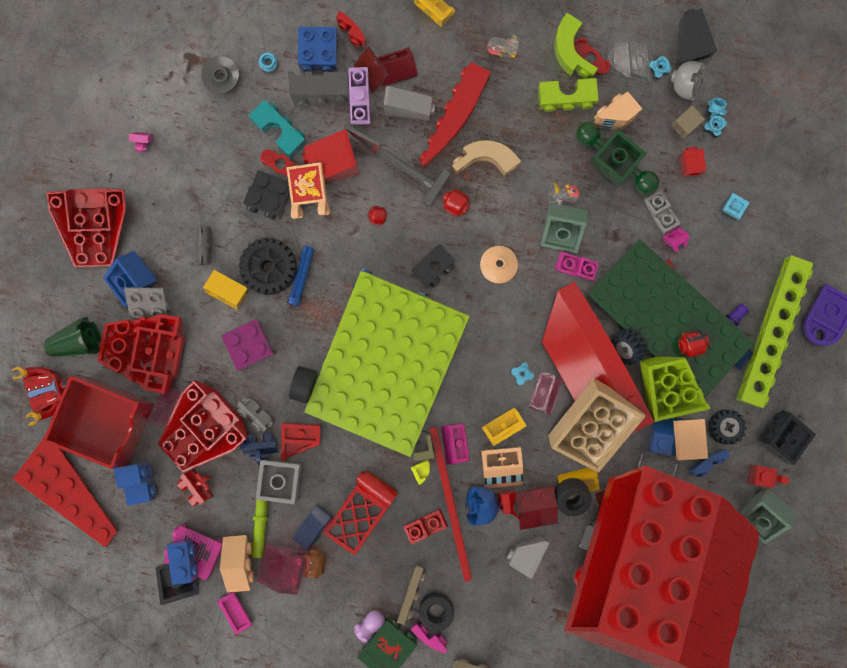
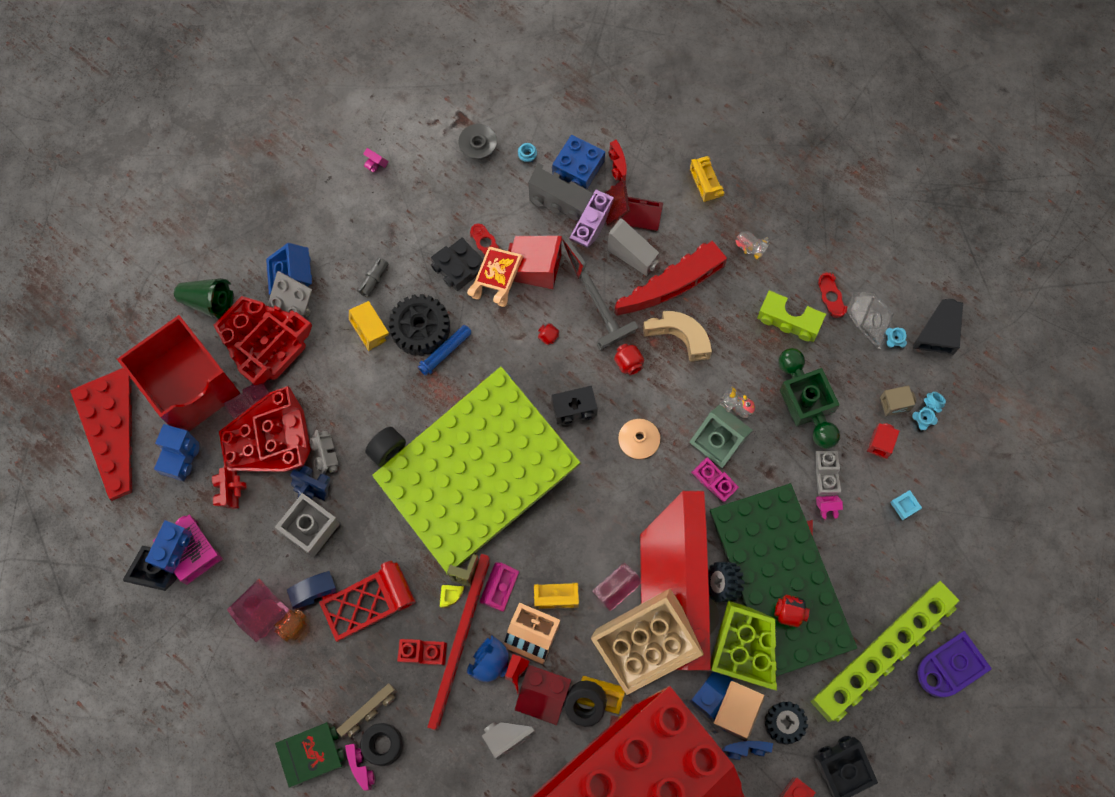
camera: 30 degrees right, 15 degrees down
(43, 390) = (147, 320): red torso -> none
(89, 223) = (283, 205): red wedge -> none
(234, 613) = (187, 631): dark pink tile -> none
(235, 563) = (216, 582): light nougat brick -> none
(248, 345) = (357, 384): magenta brick -> none
(259, 528) = (263, 560): lime pin -> none
(267, 116) = (498, 196): teal arch -> none
(298, 438) = (351, 497): red wing -> none
(370, 625) = (306, 720): lavender animal -> none
(517, 373) = (599, 558): medium azure plate -> none
(565, 50) = (816, 264): lime arch -> none
(618, 113) = (832, 355): light nougat slope -> none
(688, 79) = (918, 361): light grey cylinder -> none
(738, 314) = (855, 613): dark purple pin -> none
(744, 360) = (838, 662): dark blue piece -> none

